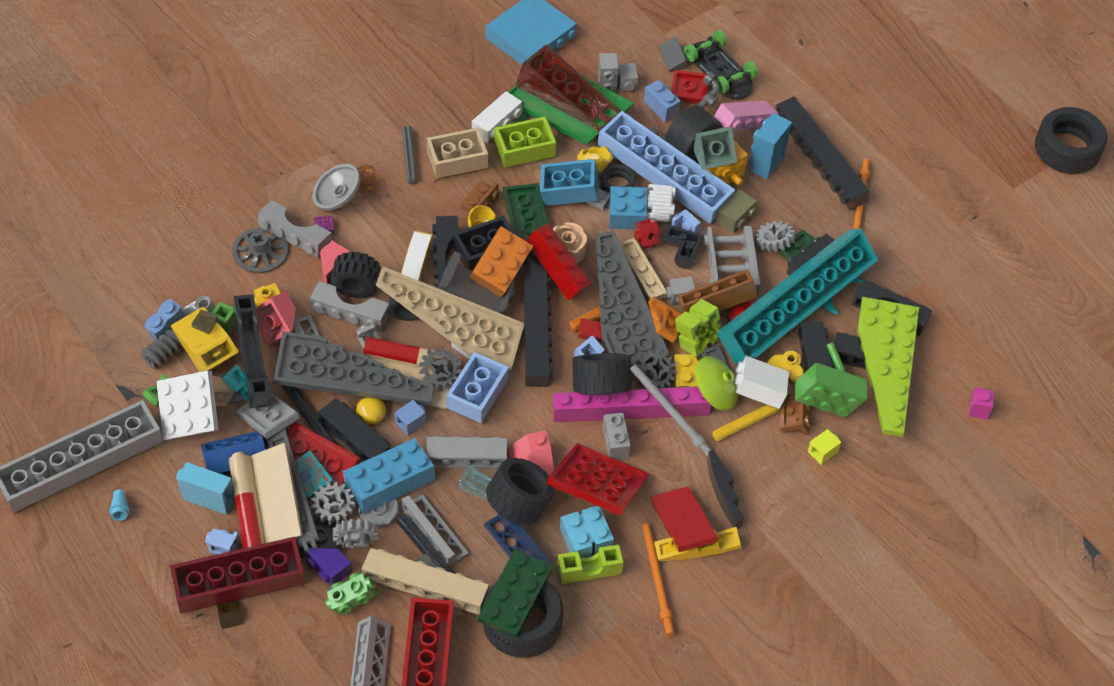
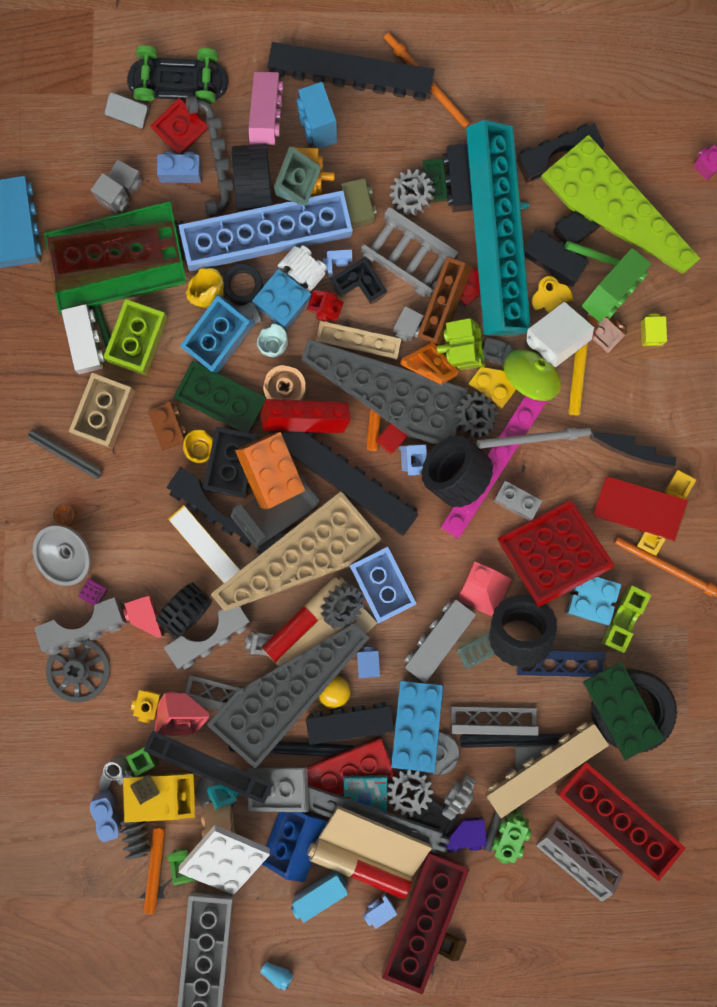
camera: 50 degrees left, 30 degrees up
(144, 379) = (154, 870): none -> orange axle
(594, 220) = (272, 341): none -> light aqua hair

